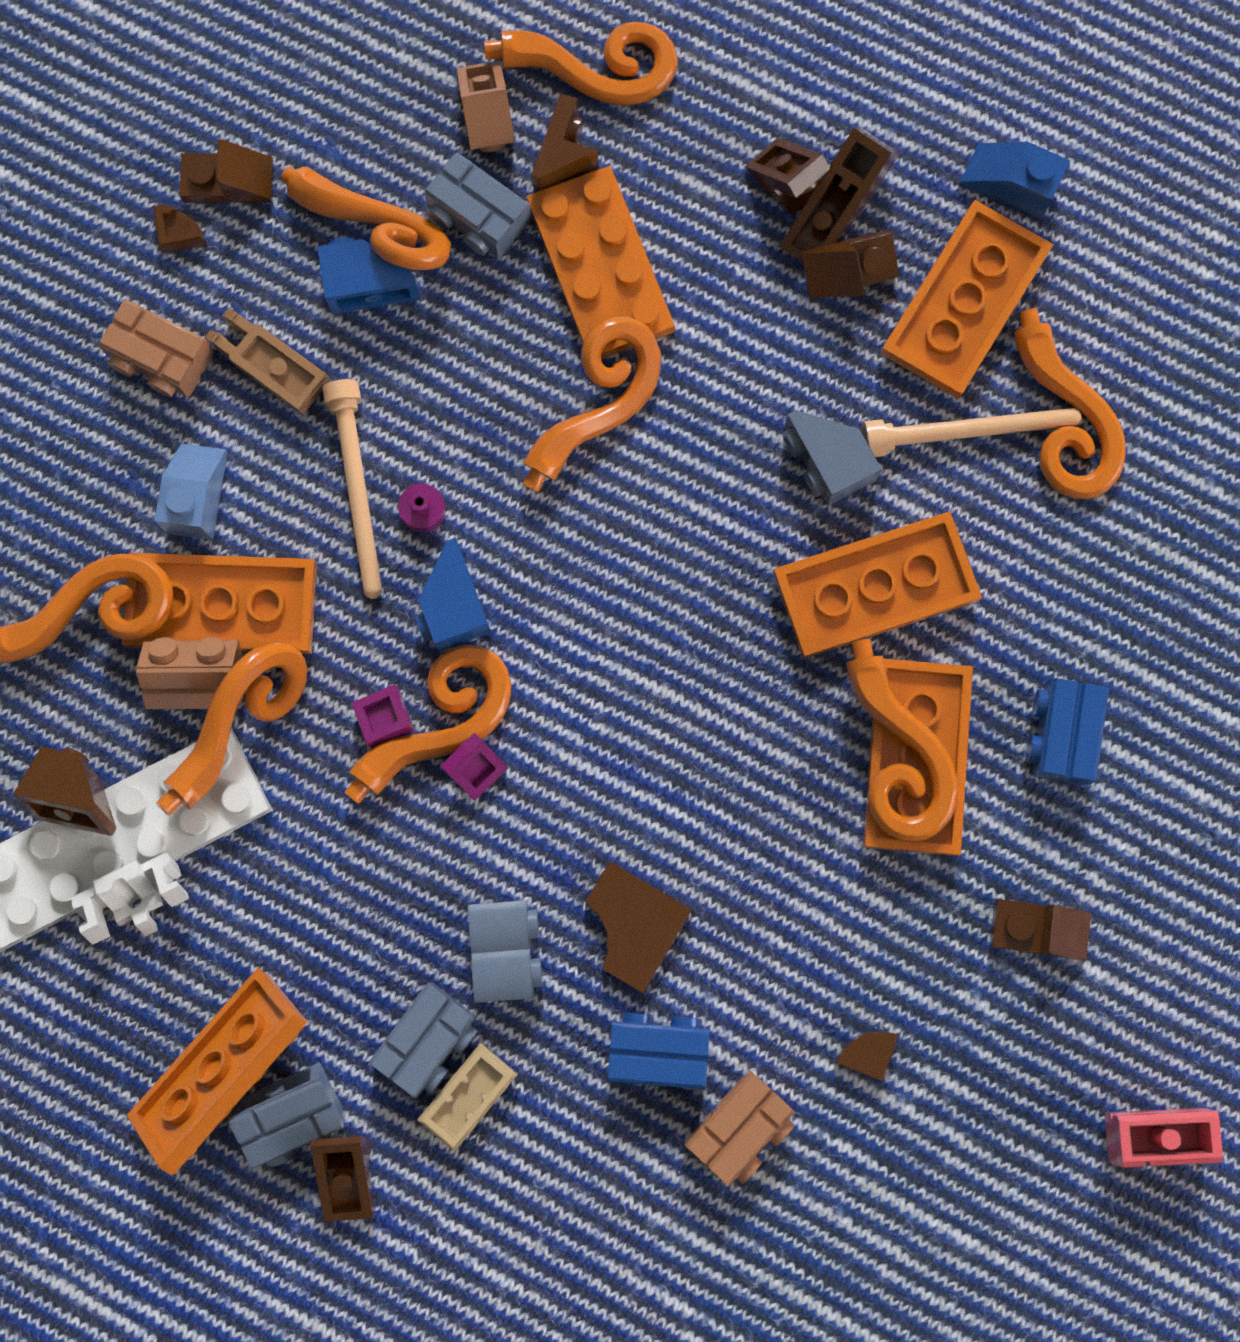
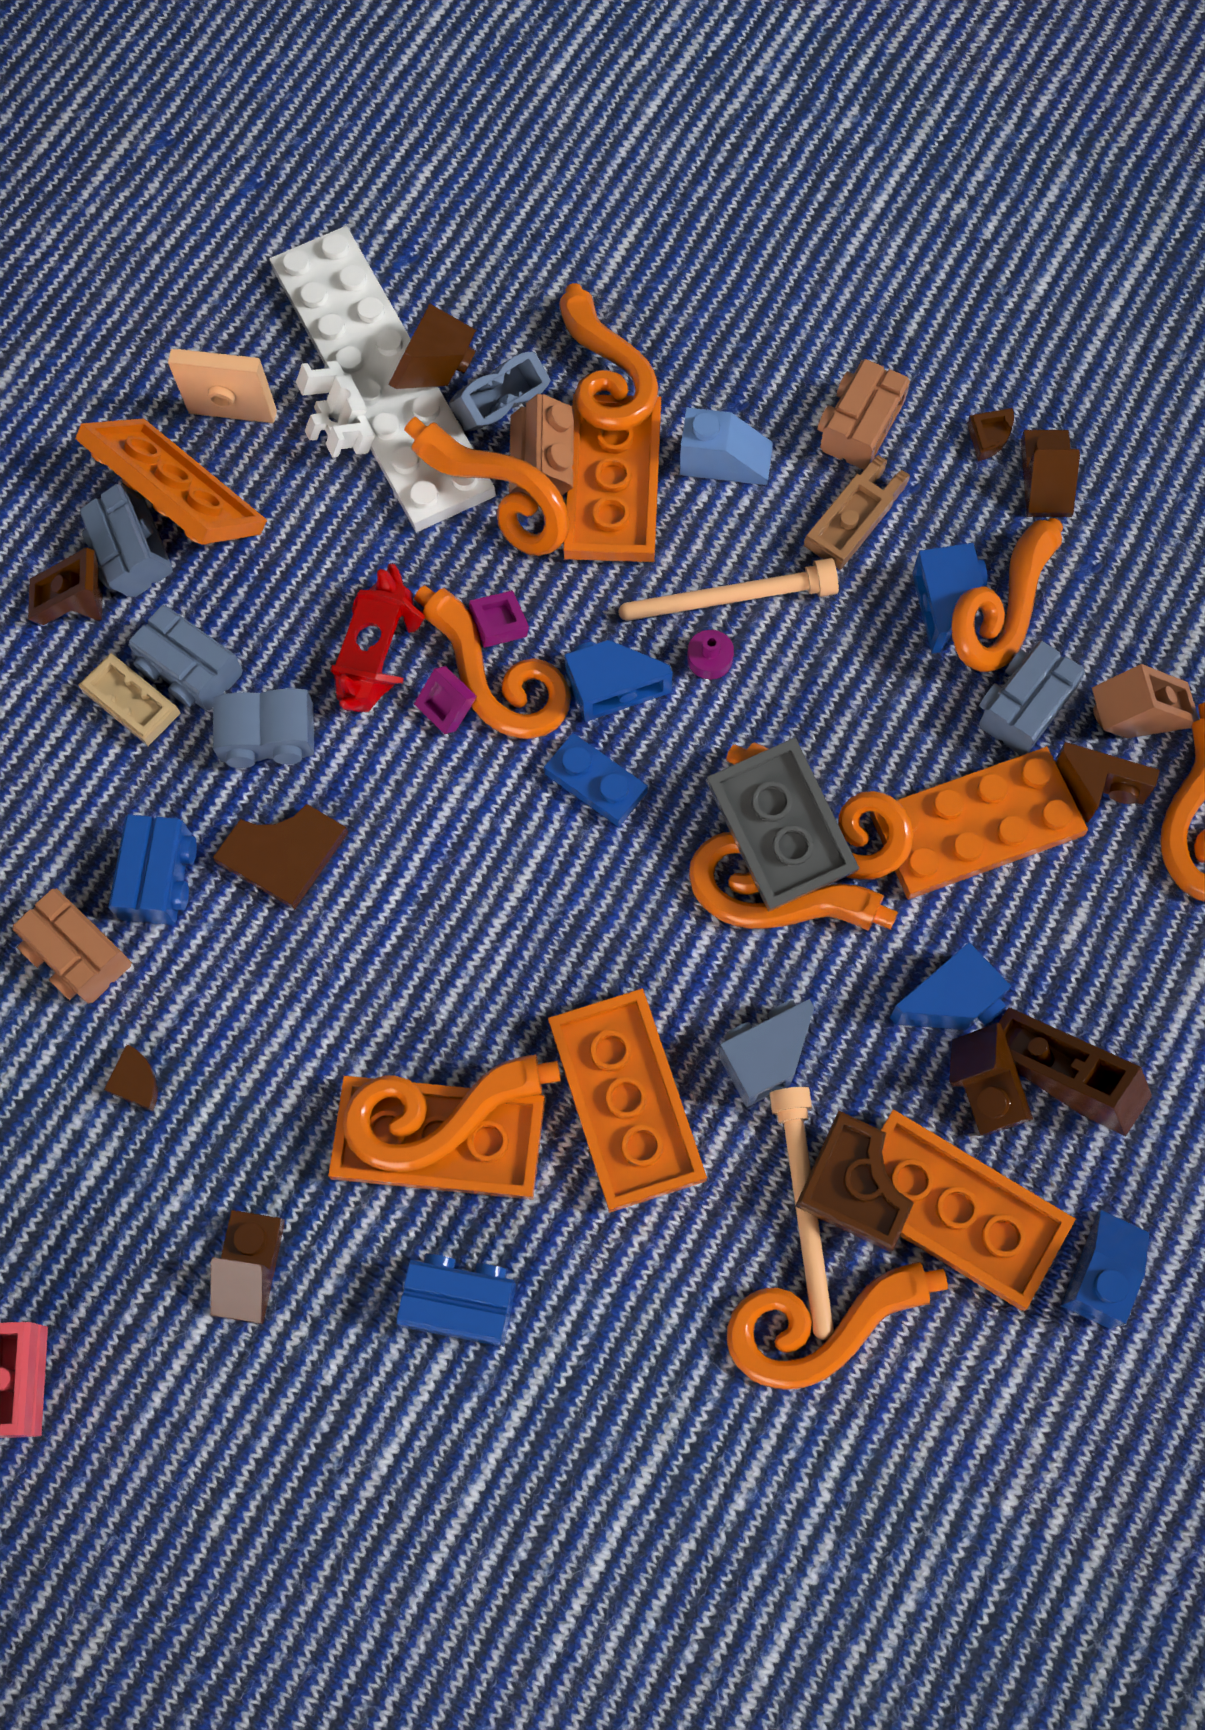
camera: 90 degrees right, 10 degrees down
(102, 1020) = (223, 385): none -> light nougat plate
(127, 727) = (495, 394): none -> sand blue brick
(368, 837) = (359, 672): none -> red piece
(556, 618) = (595, 779): none -> blue plate
(616, 434) = (782, 824): none -> dark grey plate
(683, 387) = (839, 901): none -> orange plant
(771, 290) = (955, 994): none -> blue slope
(788, 173) = (1092, 1011): reddish brown slope -> none
(953, 383) = (852, 1186): none -> reddish brown tile

